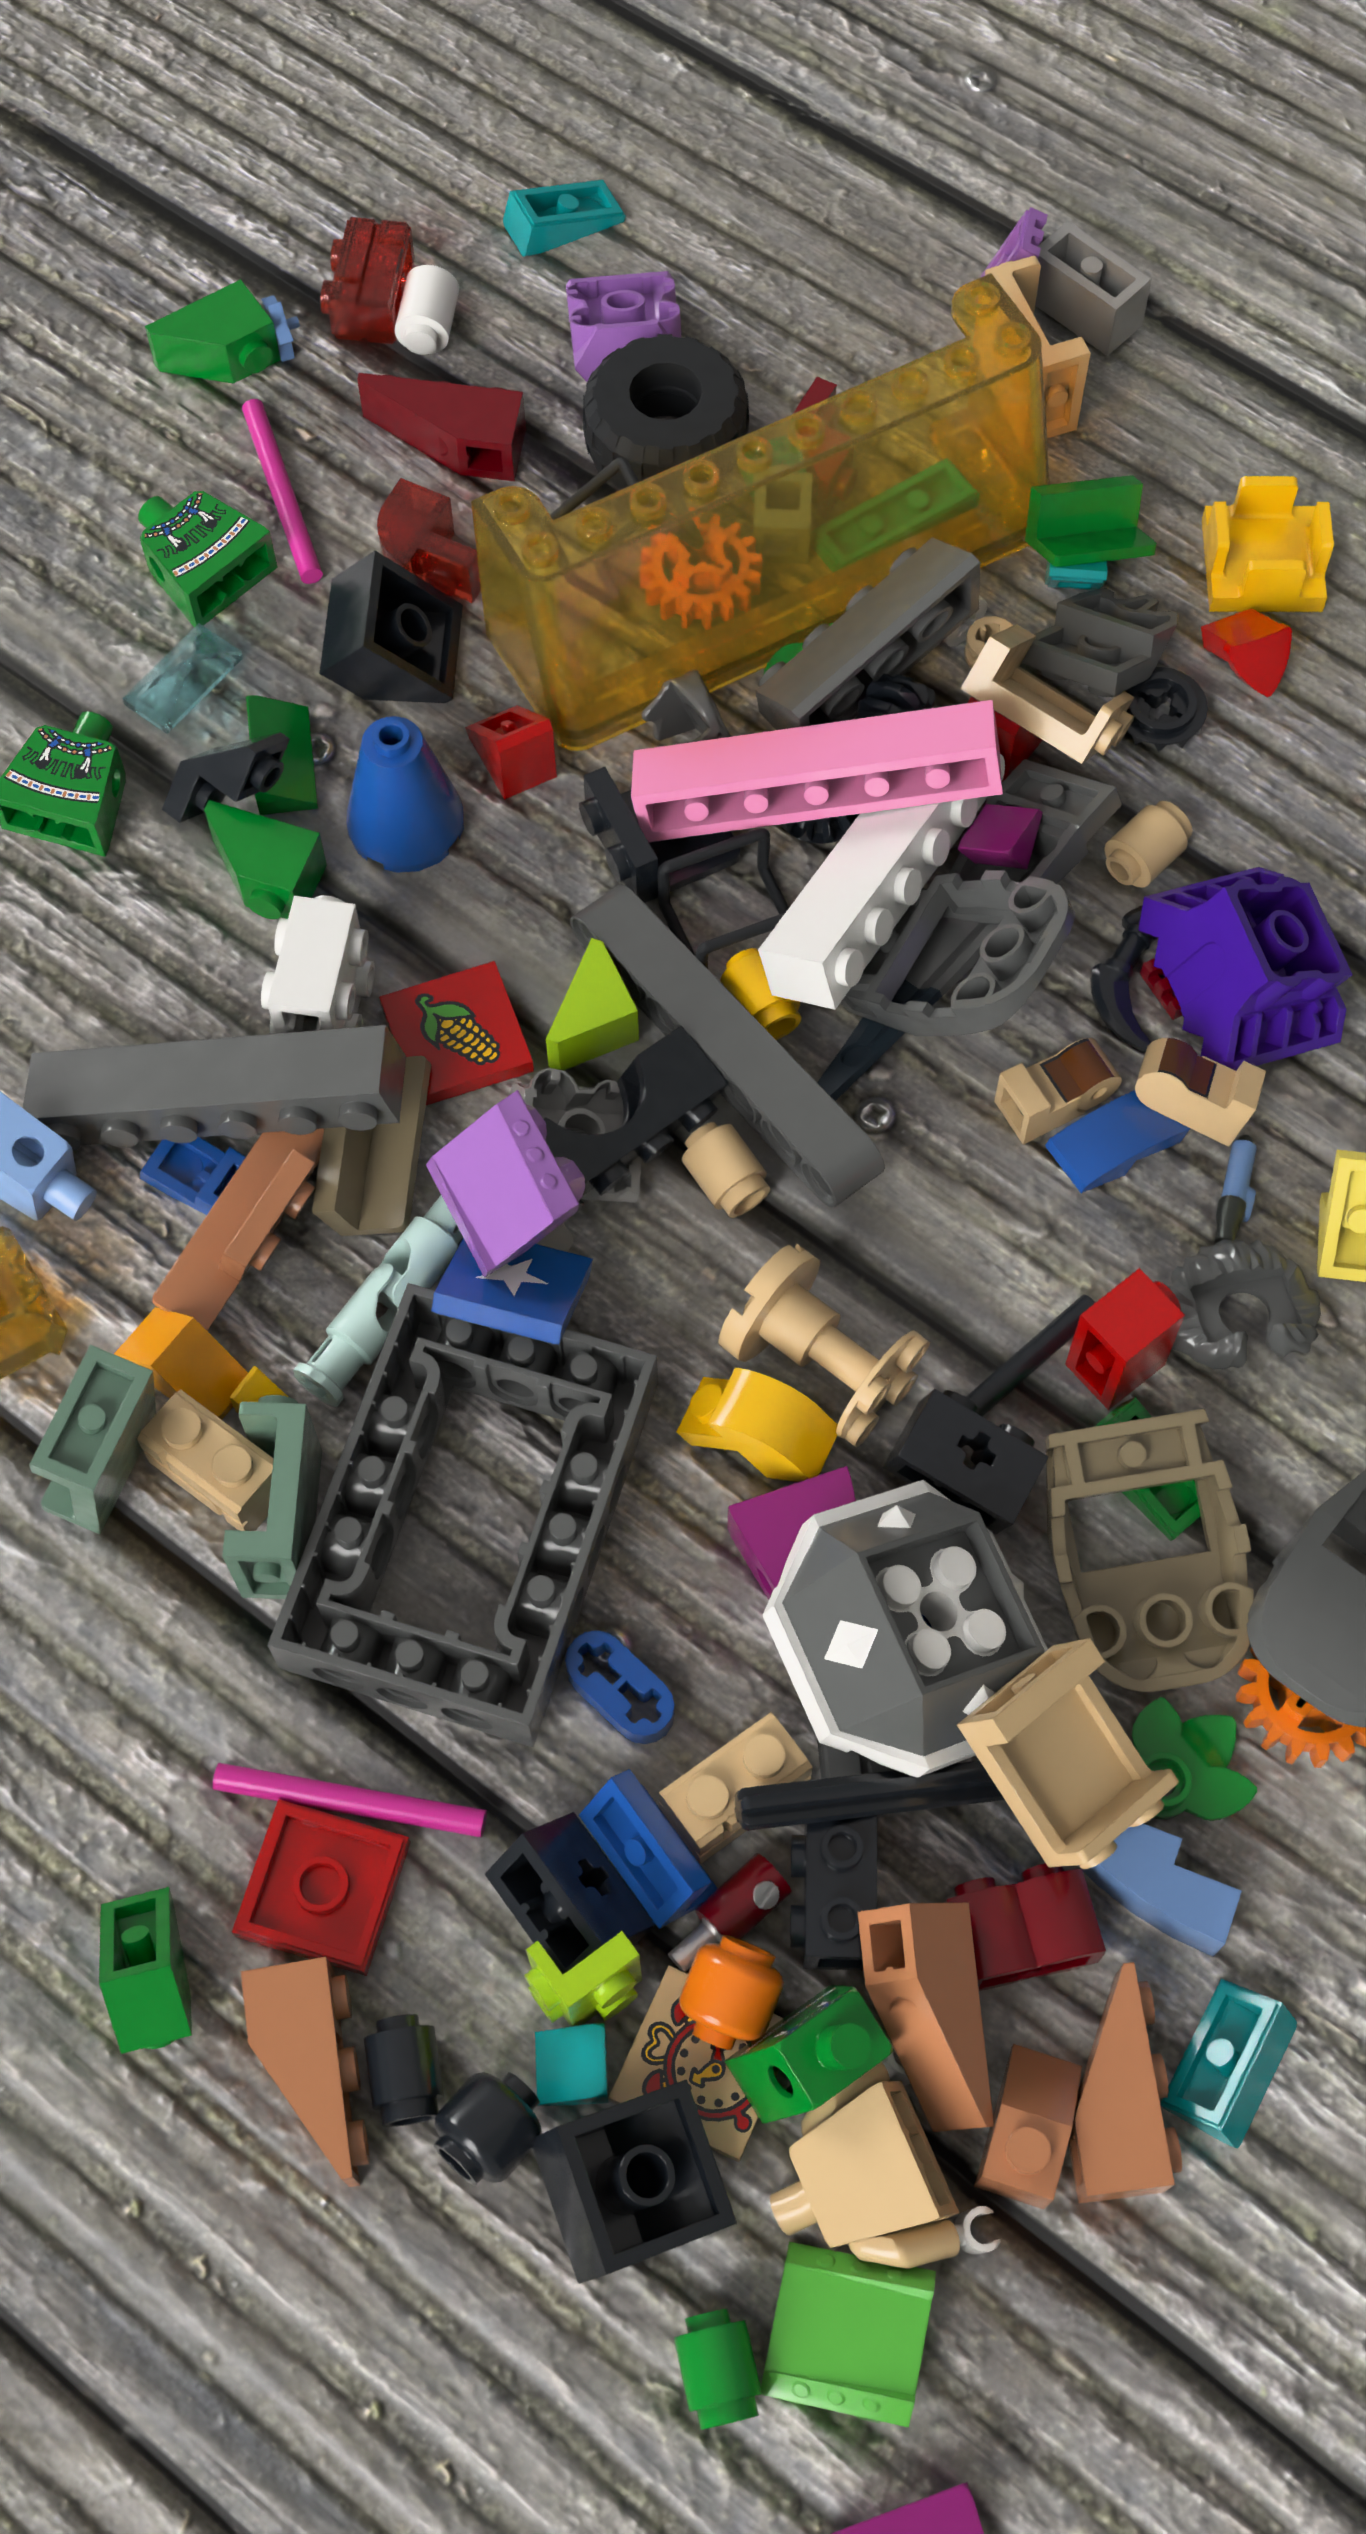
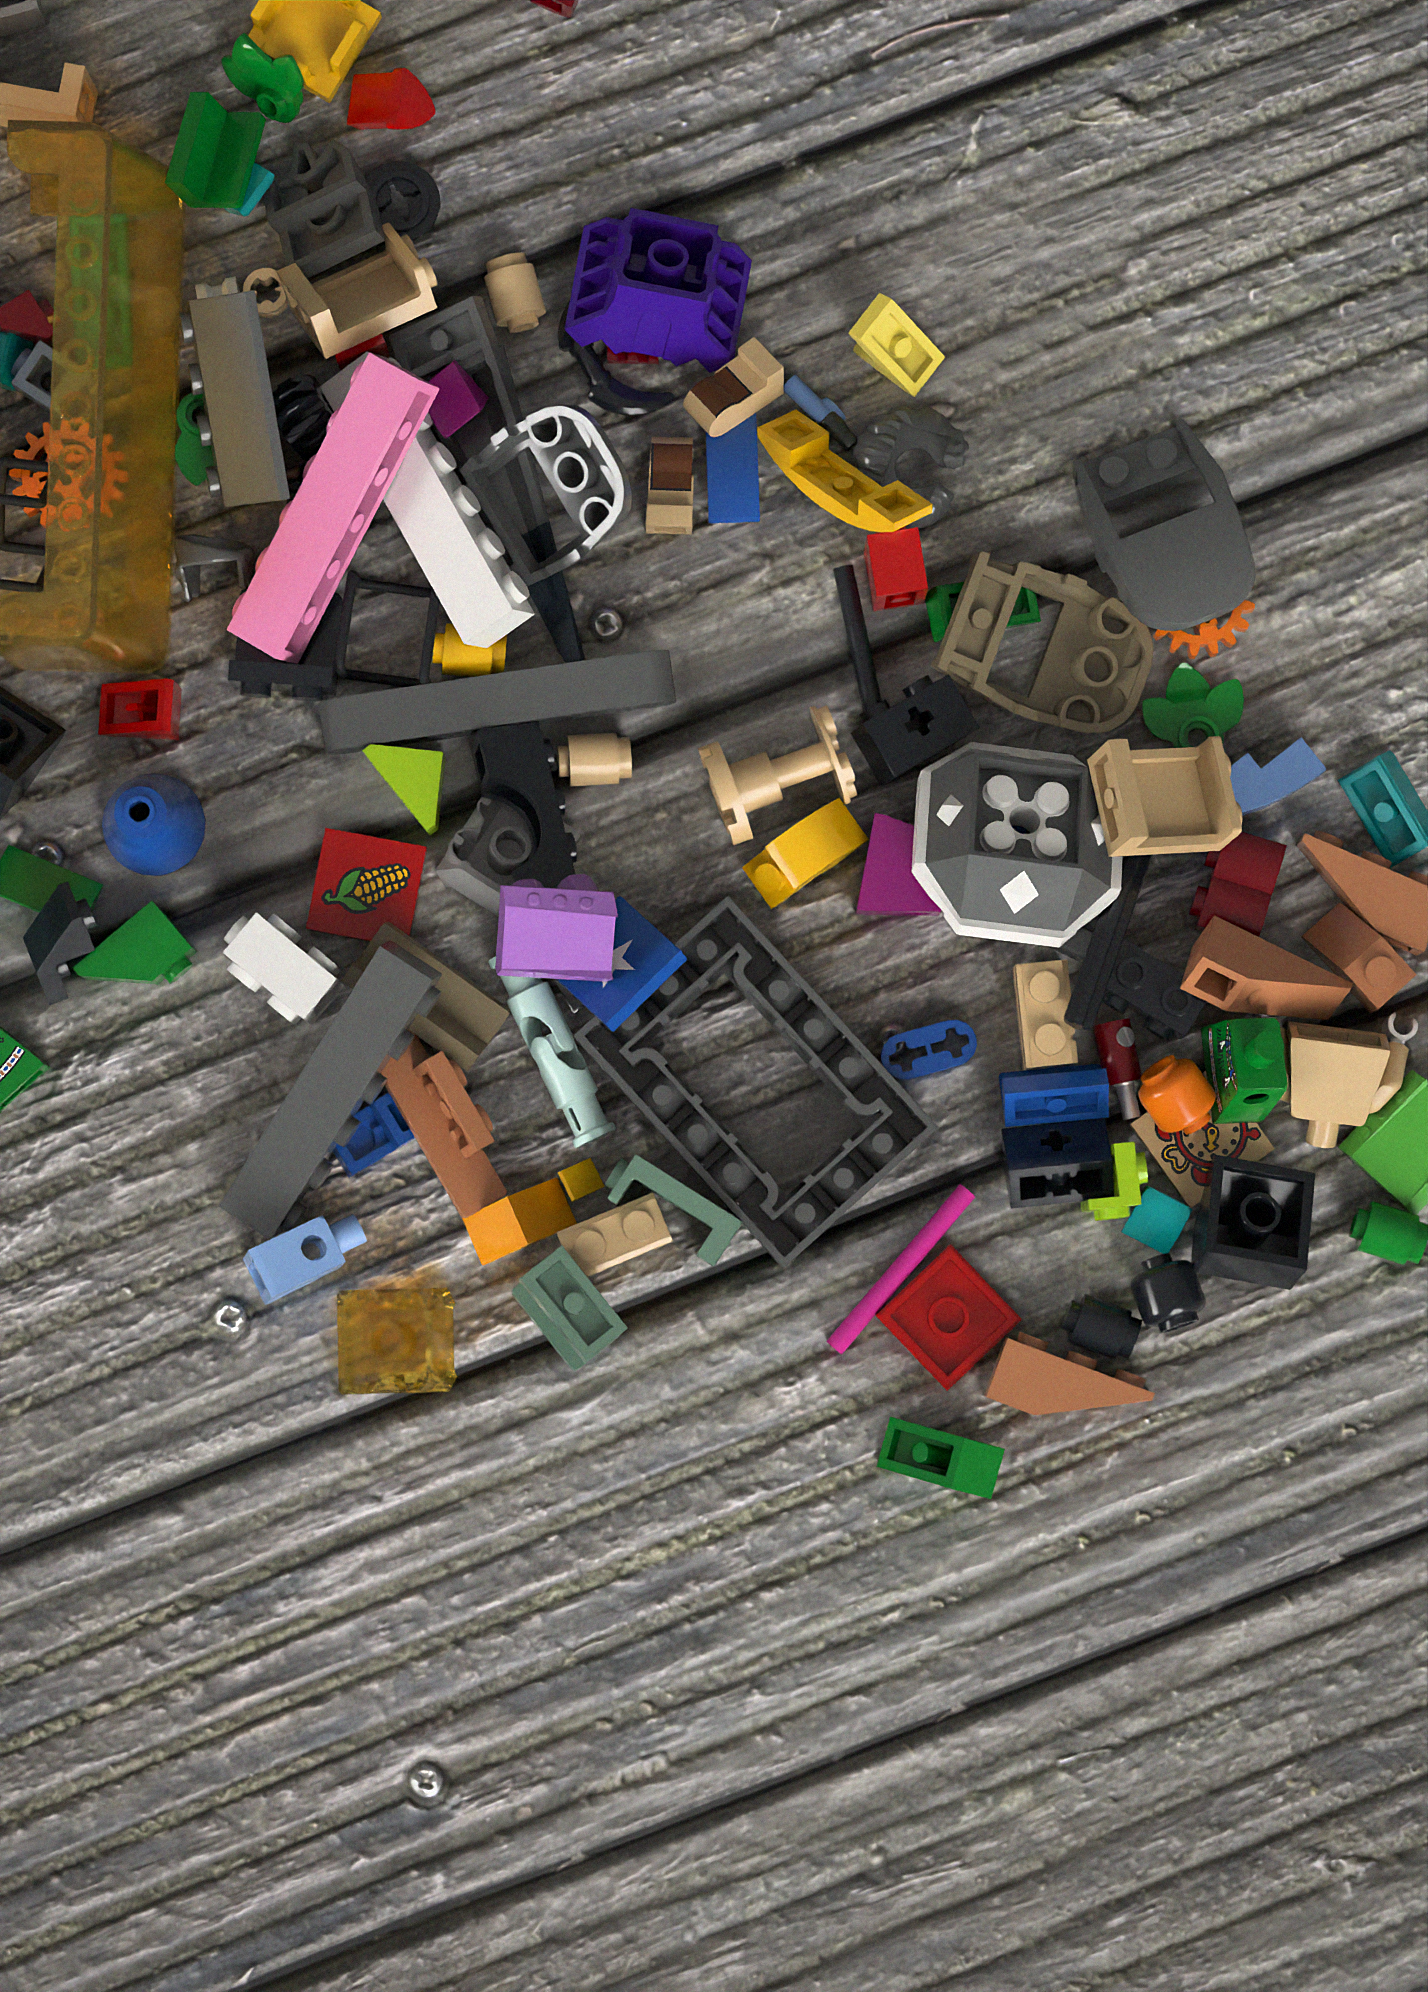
camera: 60 degrees left, 20 degrees up
(1170, 1223) = (804, 456): none -> yellow slope
(1191, 532) = (269, 82): none -> green plate

